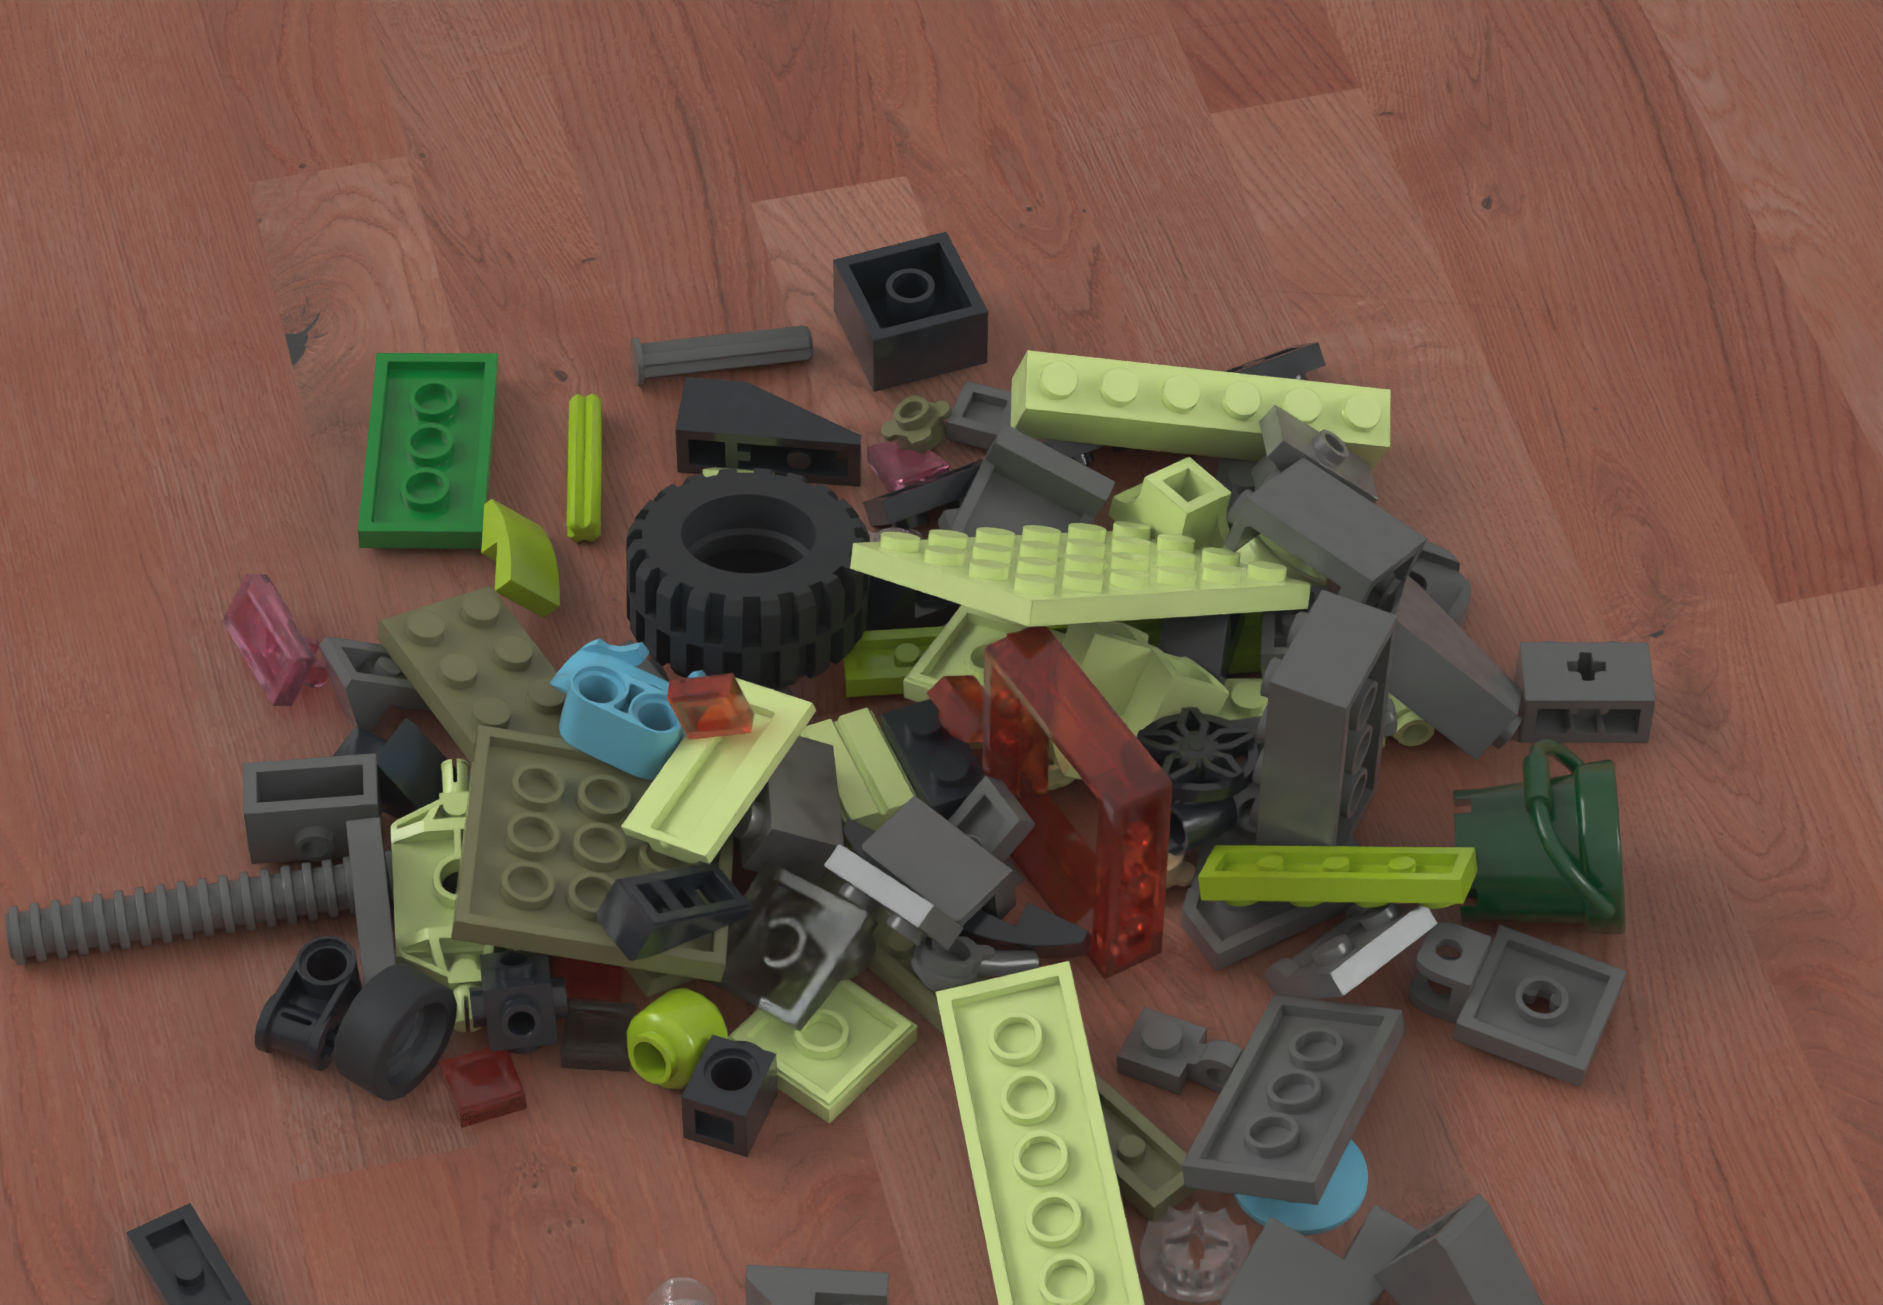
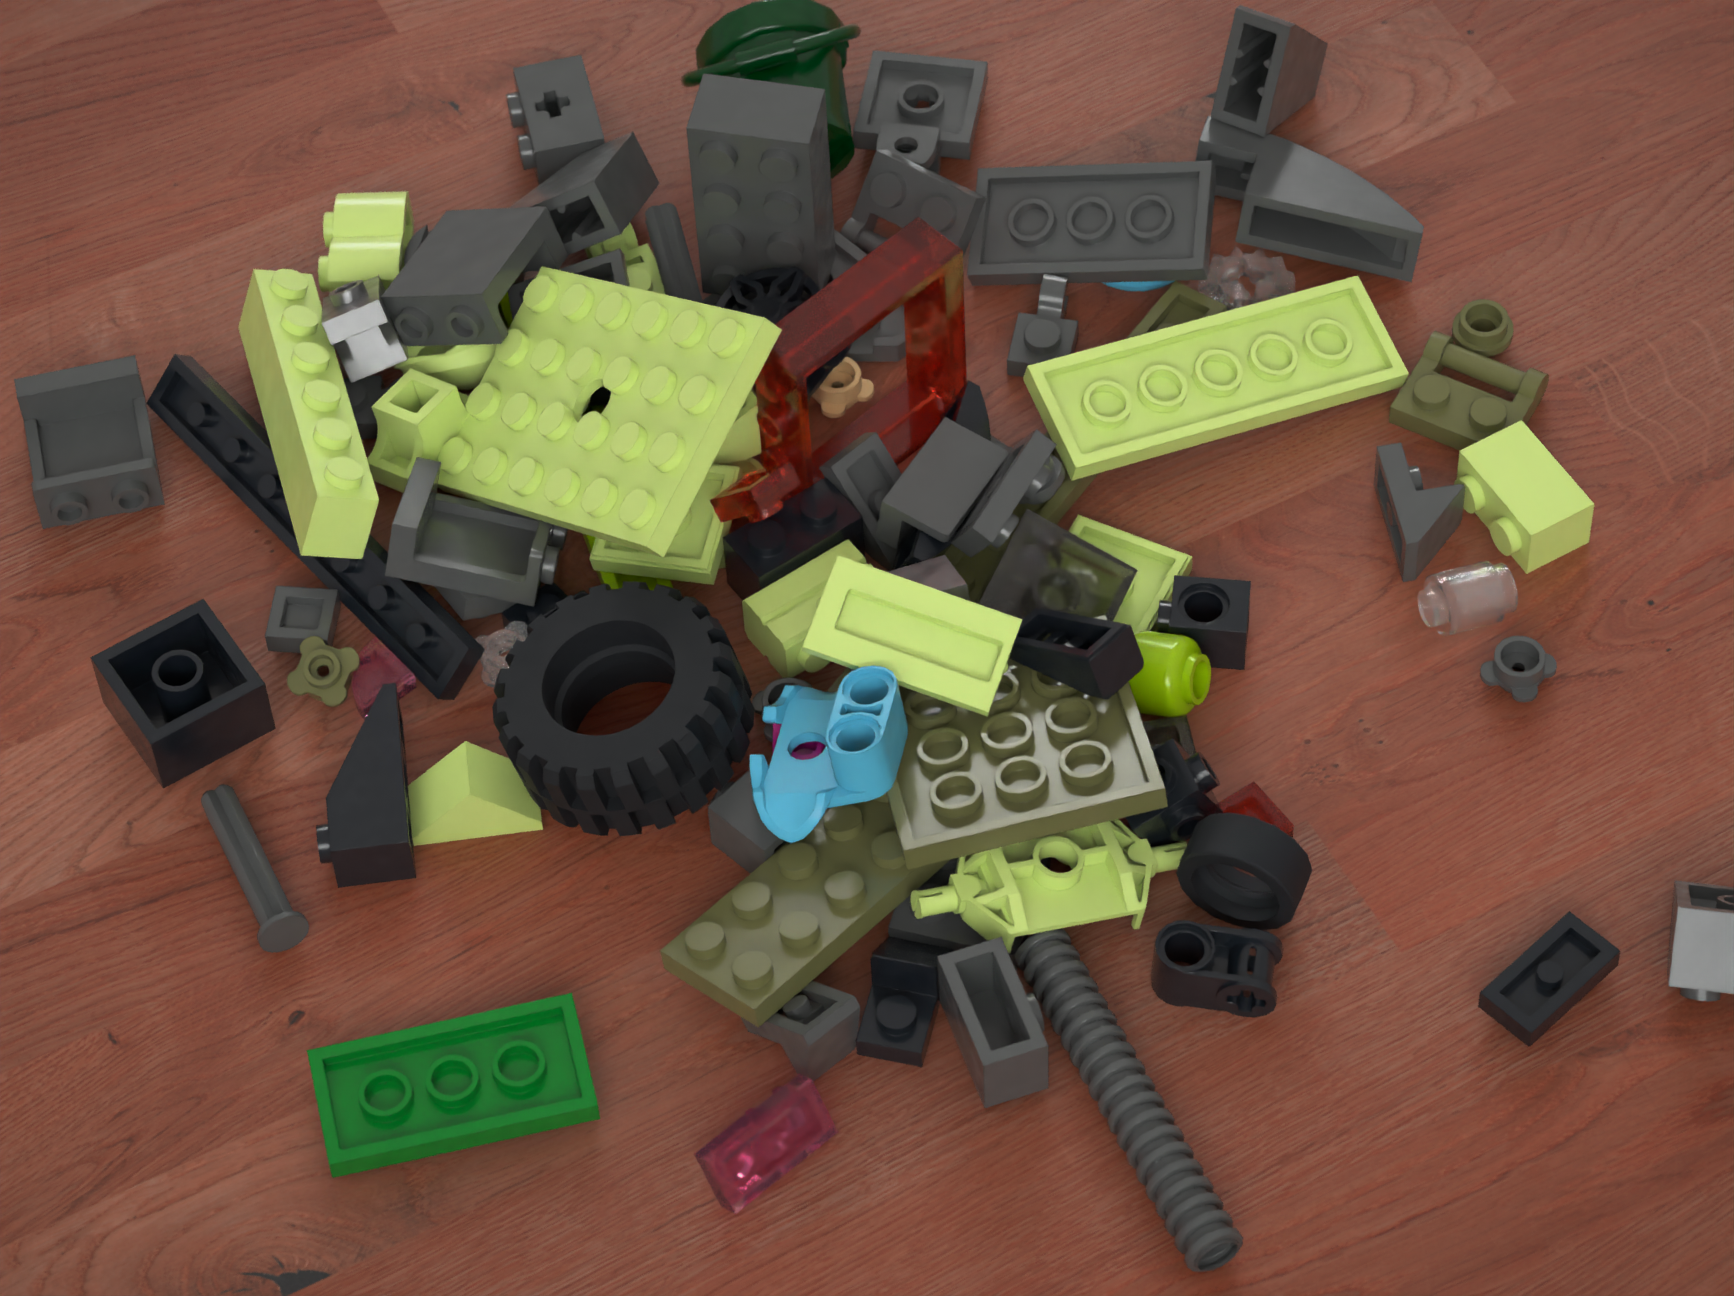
camera: 100 degrees left, 5 degrees up
(371, 896) = (1104, 925): dark grey beam -> none
(523, 559) = (579, 958): lime slope -> none
(584, 468) = (441, 946): lime axle -> none
(710, 706) = (869, 625): clear red tile -> none
(1244, 301) = (89, 442): none -> dark grey panel
(1338, 874) = (864, 178): lime plate -> none
(1454, 513) = (365, 238): none -> yellowish green brick

